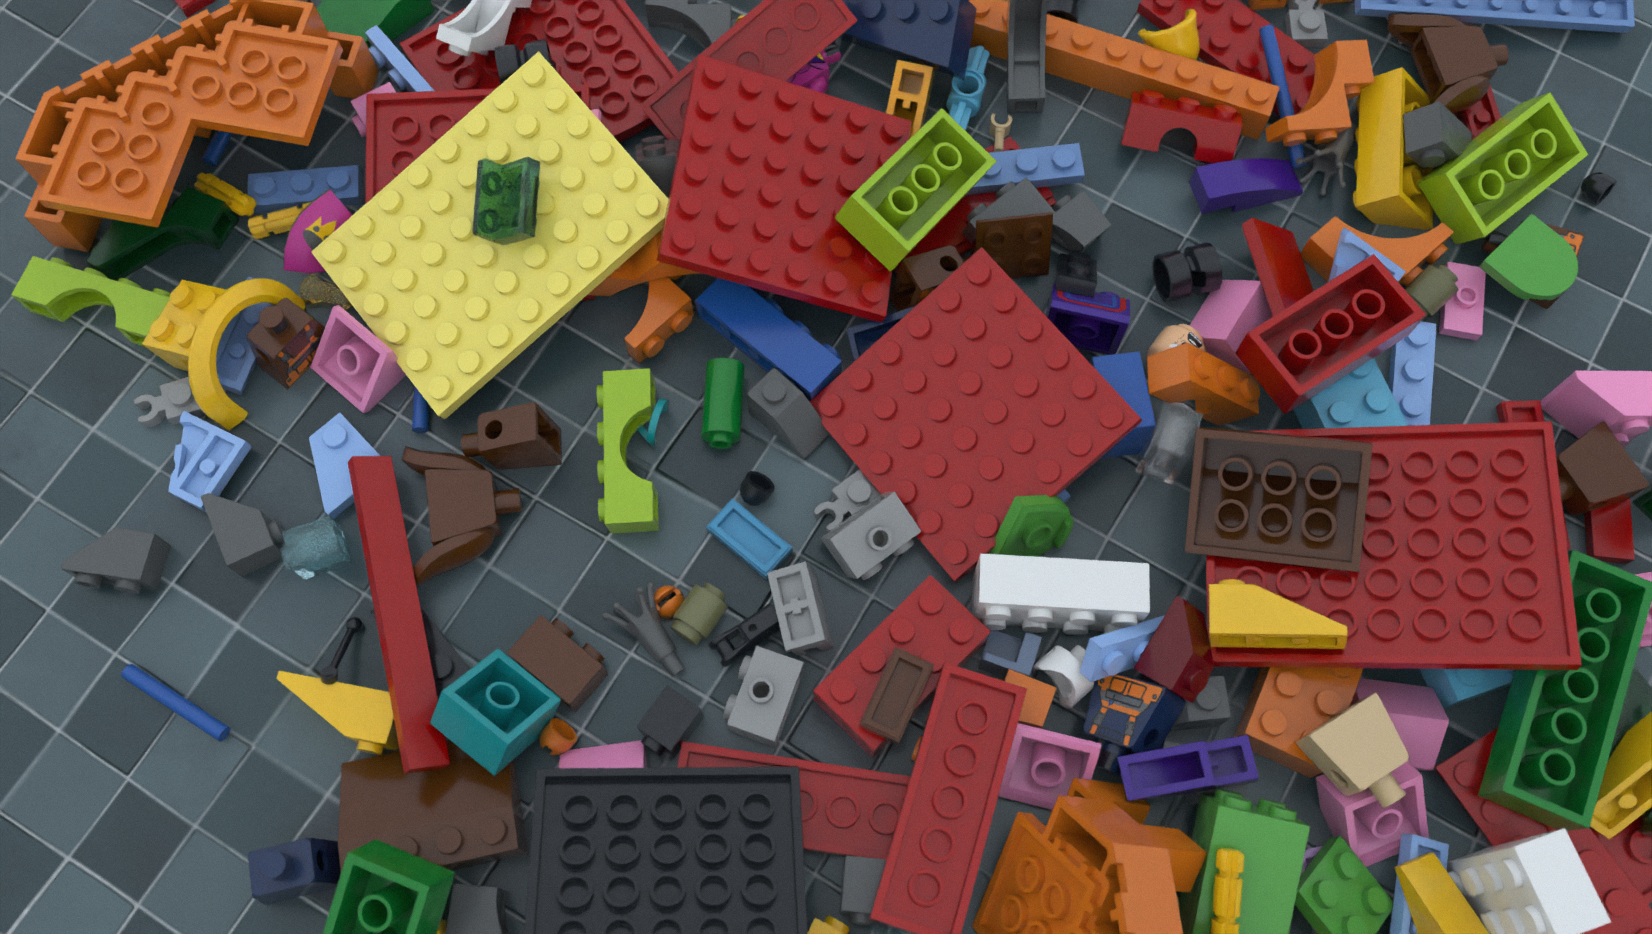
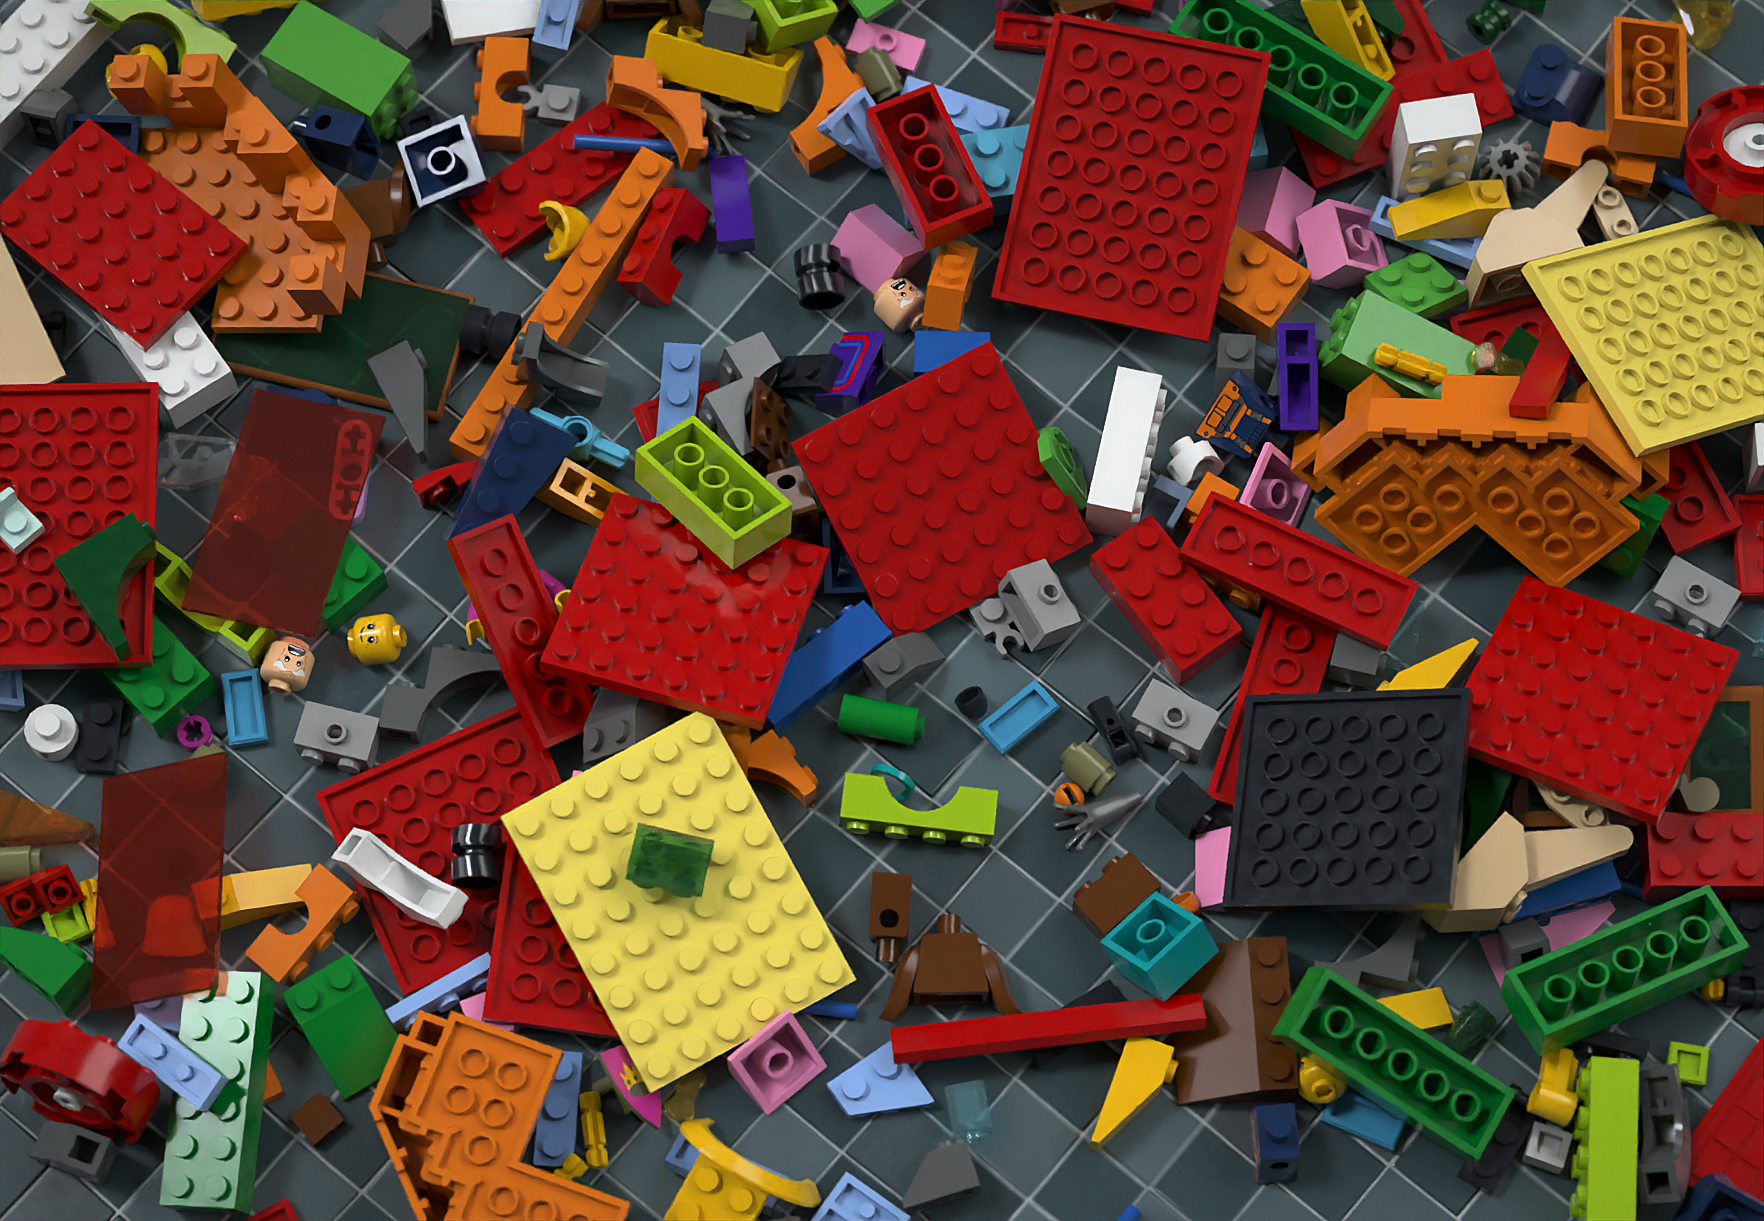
camera: 80 degrees left, 0 degrees up
(285, 341) = (747, 1122): reddish brown torso -> none
(329, 674) = (1102, 1092): black hinge -> none
(800, 608) = (1098, 677): light grey hinge -> none
(896, 695) = (1200, 598): reddish brown tile -> none
(999, 131) = (626, 416): tan hand -> none
(1117, 650) = (1182, 397): light blue plate -> none
(1169, 442) = (1002, 321): clear brick -> none
(1179, 652) = (1198, 361): dark red slope -> none
(1260, 619) = (1183, 288): yellow slope -> none
(1277, 264) = (841, 193): red tile -> none
(1278, 498) = (1075, 247): reddish brown slope -> none
(1359, 750) = (1302, 240): tan torso -> none

